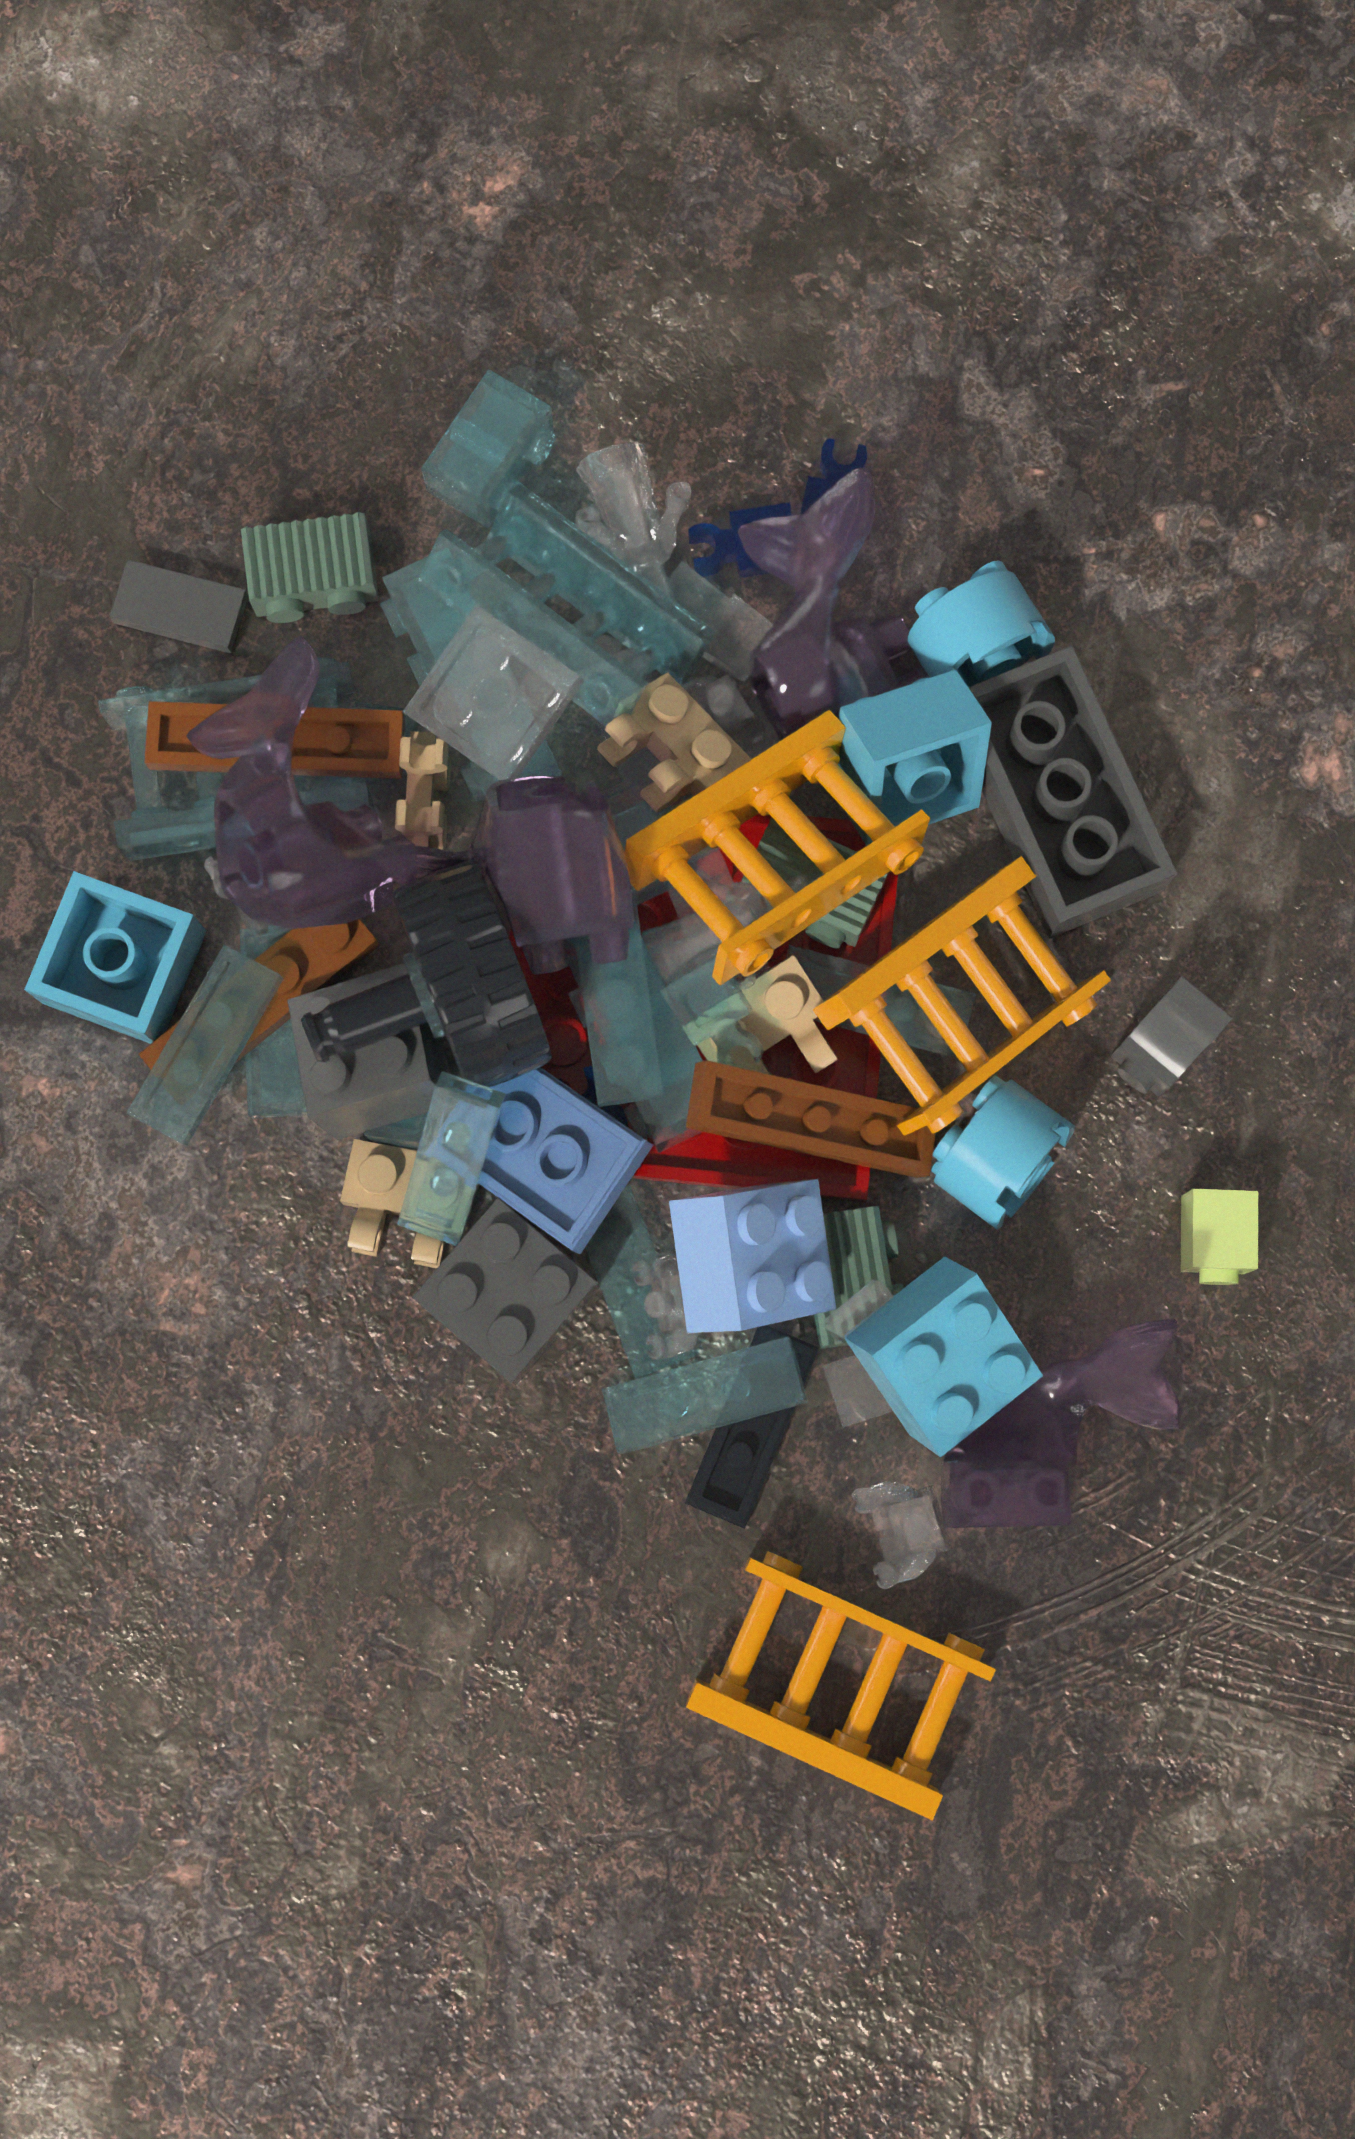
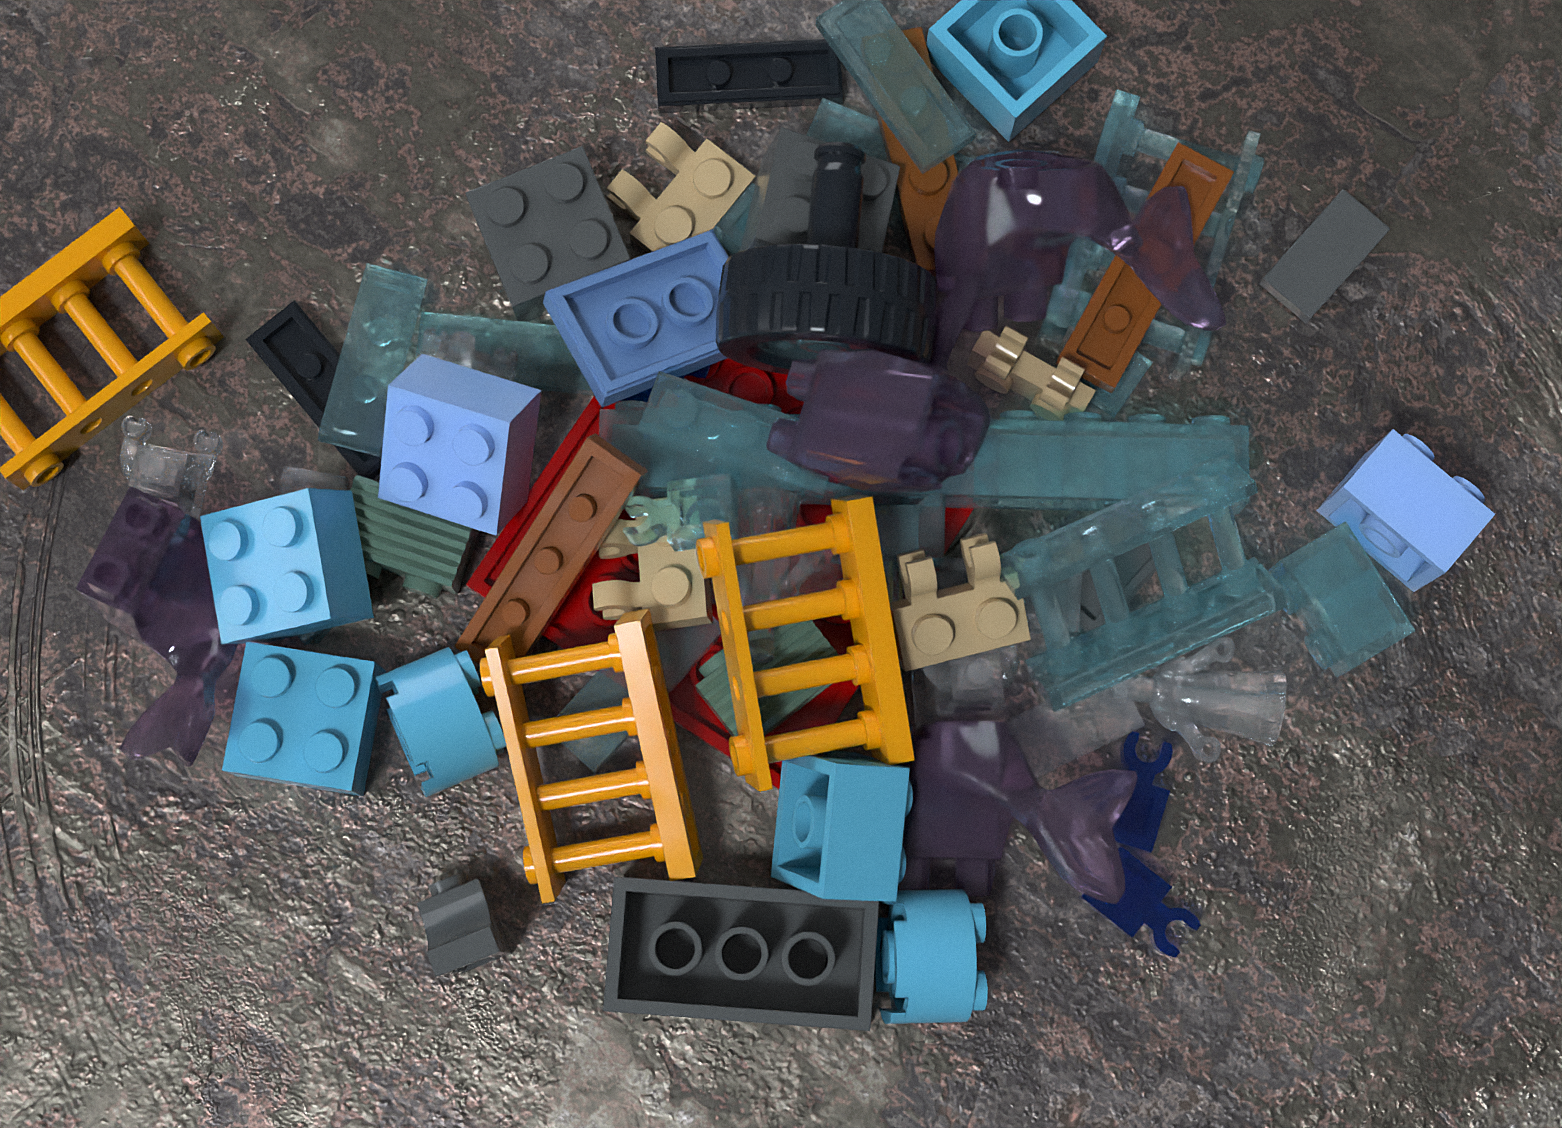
camera: 115 degrees right, 0 degrees up
(258, 1198) = (747, 76): none -> black tile
(310, 567) = (1302, 384): sand green brick -> none
(385, 421) = (1407, 510): none -> light blue brick
(450, 1158) = (679, 226): clear light blue tile -> none
(493, 695) = (1078, 460): clear plate -> none
(857, 1309) = (363, 510): clear tile -> none
(1063, 1275) = (304, 719): none -> medium azure brick
(1219, 1234) = (267, 883): yellowish green brick -> none

